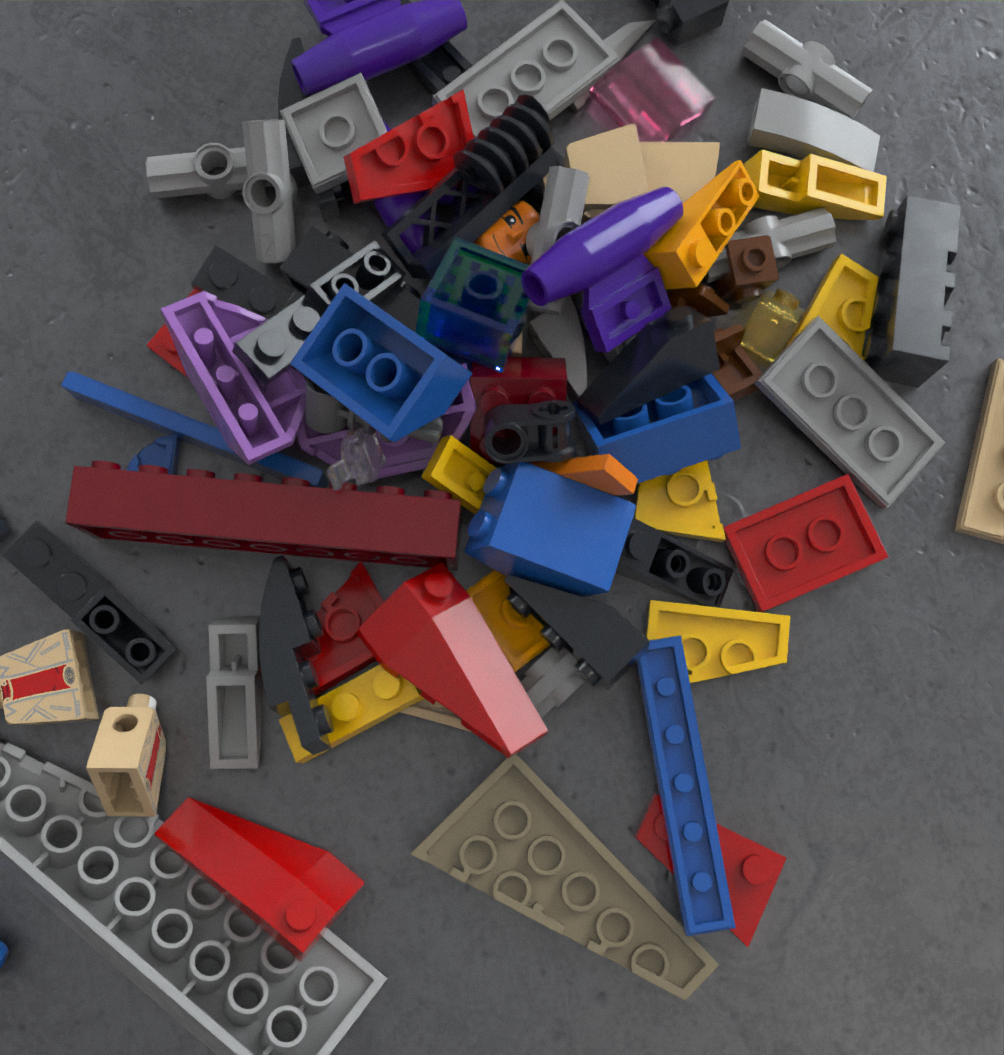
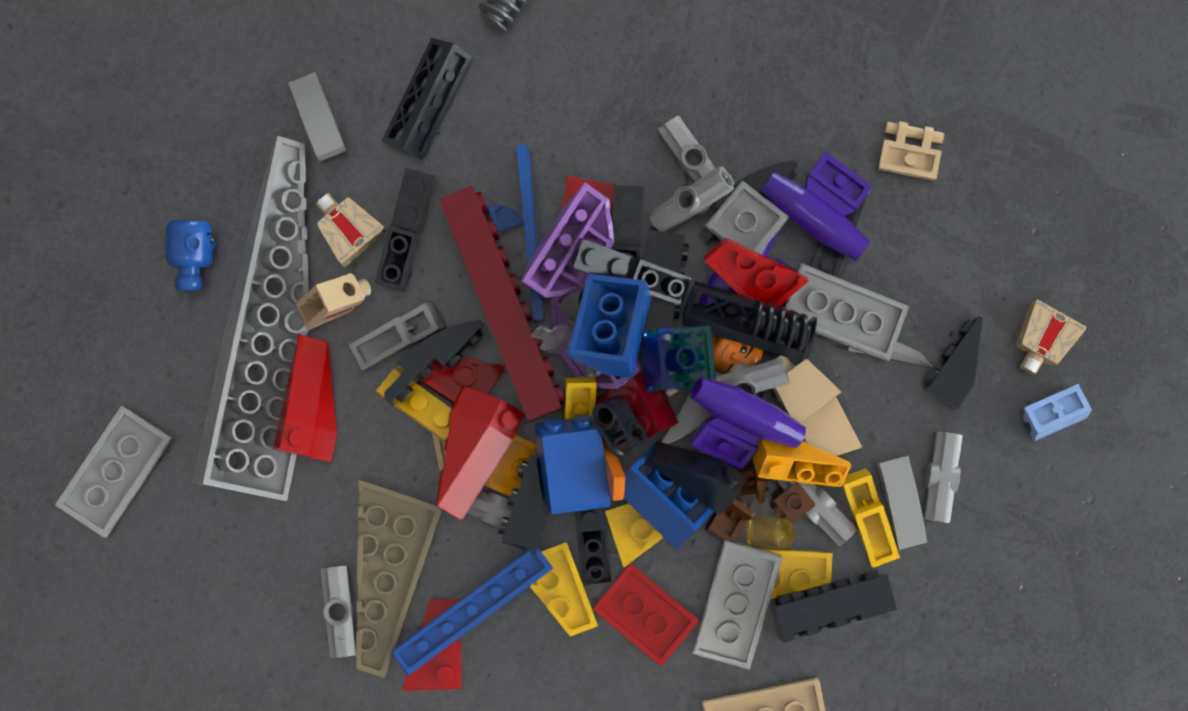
camera: 60 degrees right, 5 degrees up
(617, 997) = (339, 632): none -> light grey piece
(652, 92) = (878, 391): clear pink slope -> none

